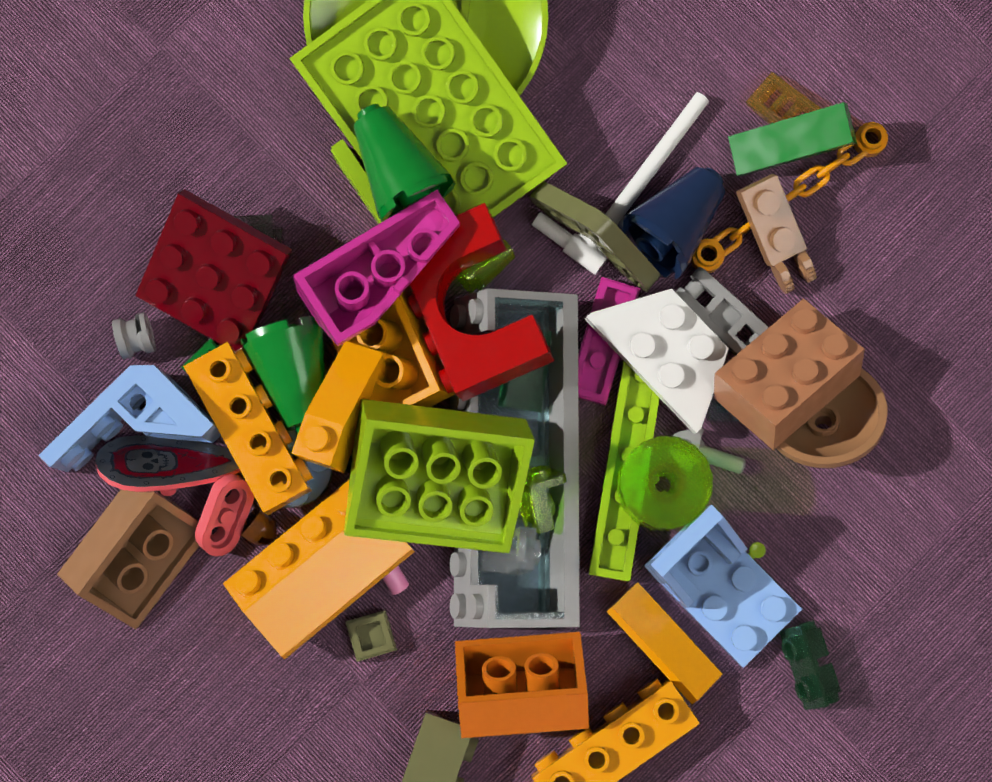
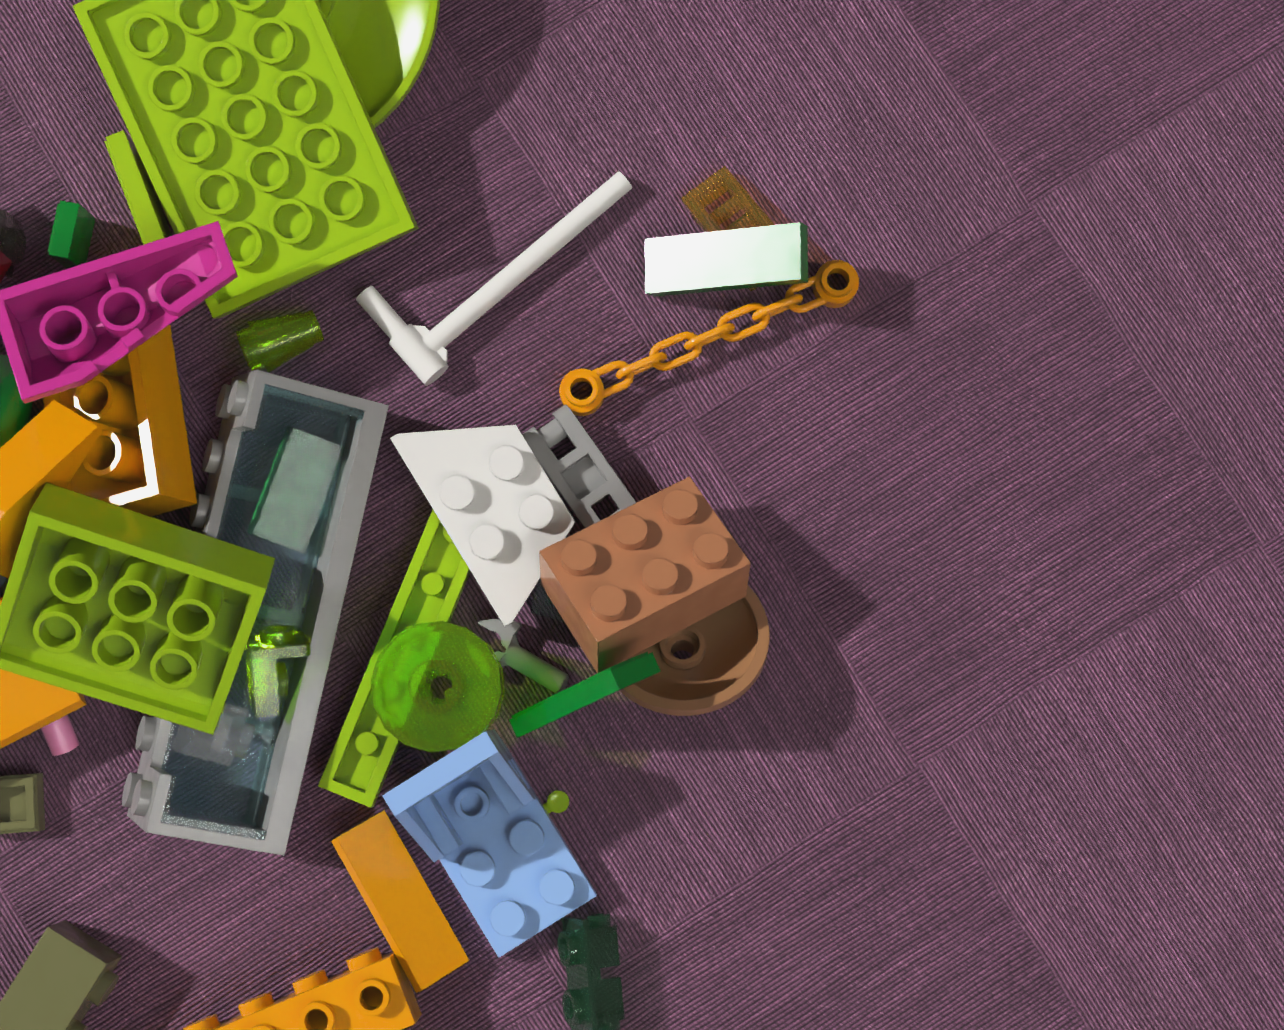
camera: 10 degrees right, 0 degrees up
(318, 222) = (71, 234): none -> green tile
(396, 162) = (177, 173): green cone -> none
(473, 361) = (217, 466): red arch -> none
(521, 685) = (182, 918): orange brick -> none
(596, 358) = (398, 503): dark pink tile -> none
(600, 229) = (436, 331): olive beam -> none
(675, 220) = (543, 334): dark blue cone -> none
(767, 466) = (584, 693): none -> green tile
(775, 230) = (677, 375): medium nougat hinge -> none

